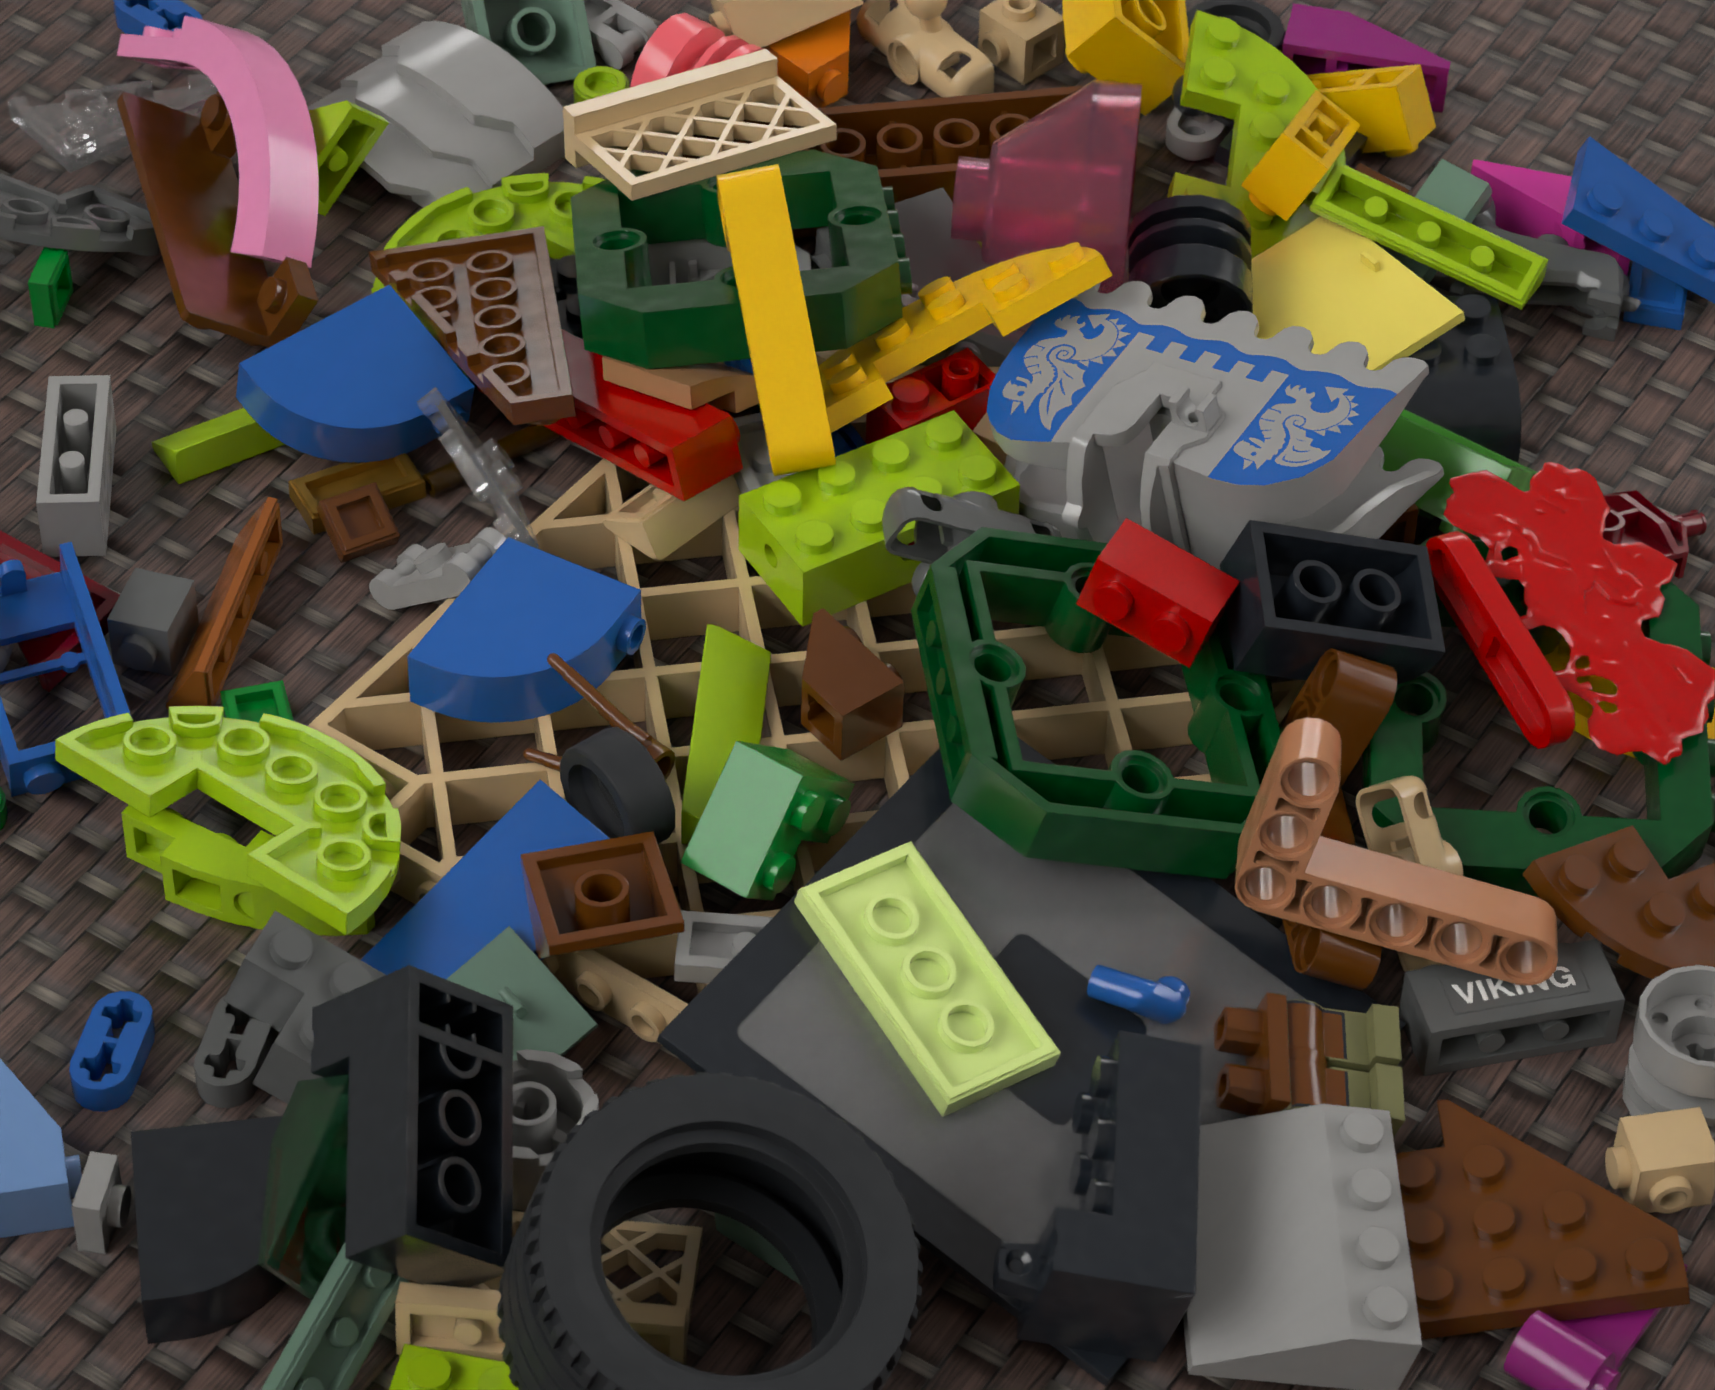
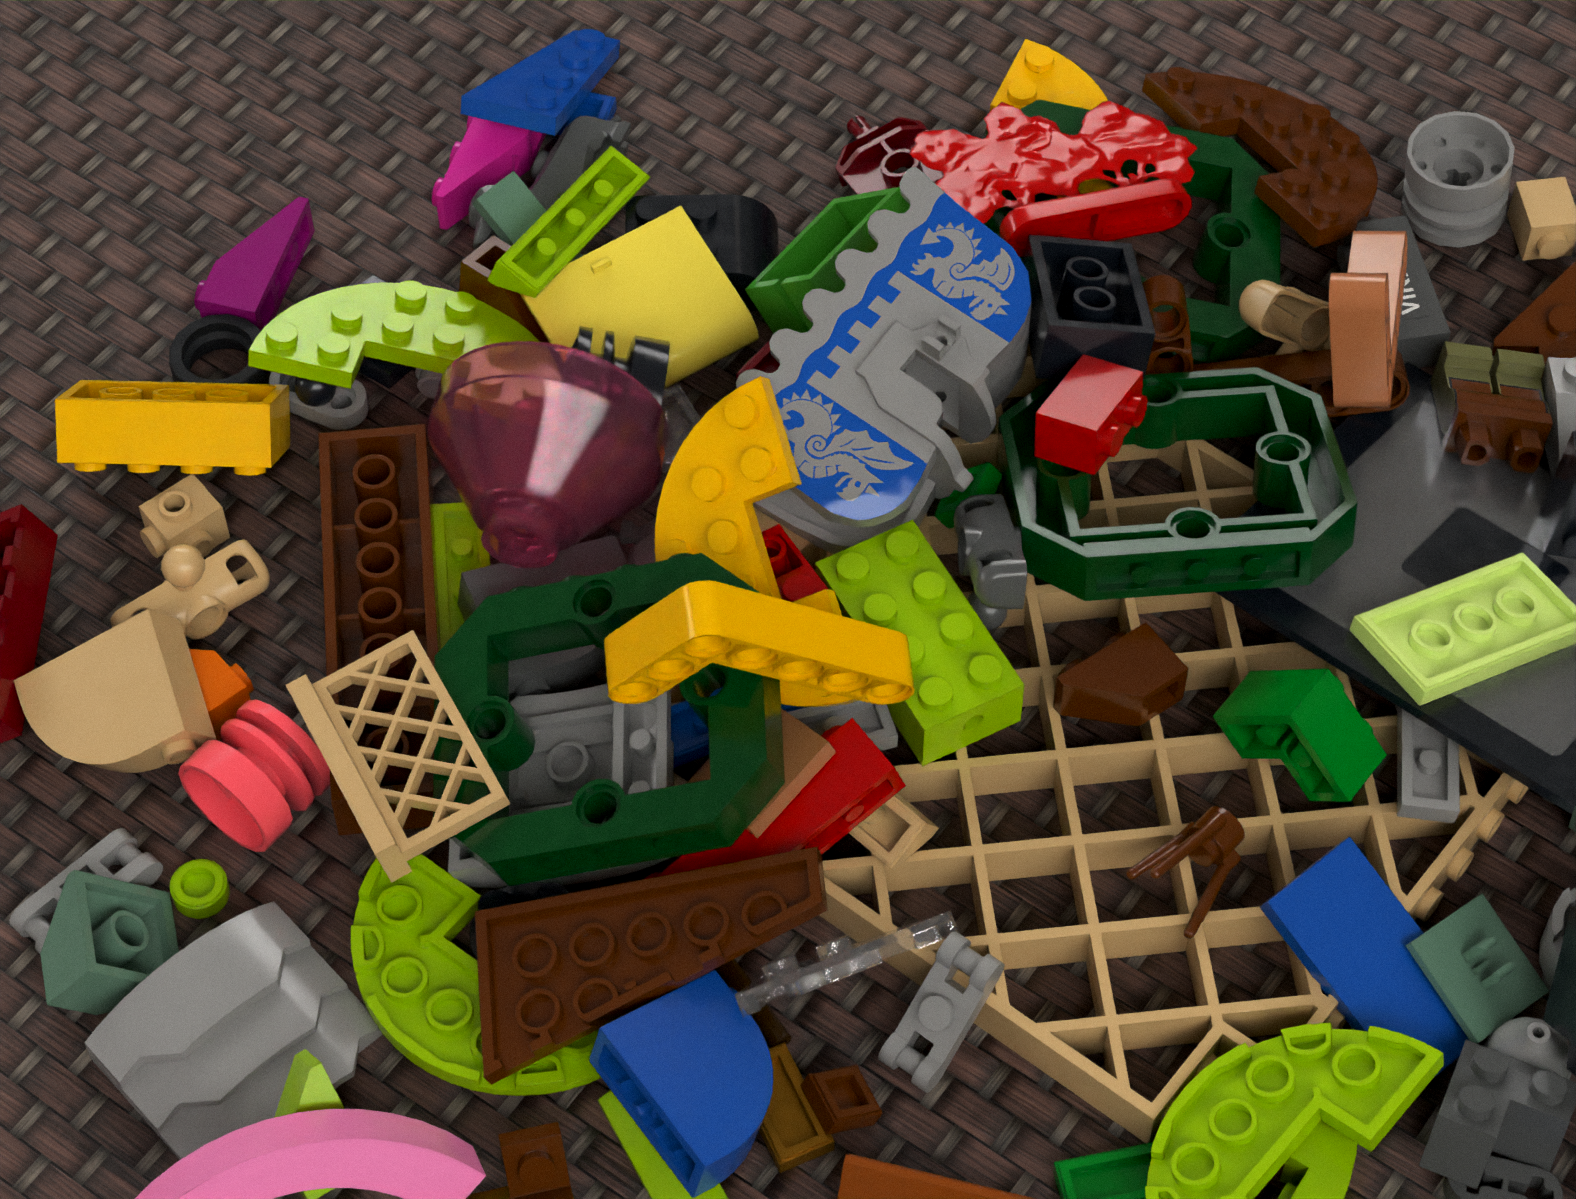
camera: 85 degrees left, 10 degrees up
(494, 640) = (1067, 924): blue brick -> none
(599, 895) = (1414, 856): reddish brown slope -> none
(618, 785) = (1285, 839): black tyre -> none
(726, 711) = (1176, 779): lime slope -> none
(1158, 1001) = (1456, 499): blue arm -> none
(1300, 157) = (464, 296): yellow slope -> none
(1386, 103) = (337, 256): yellow slope -> none

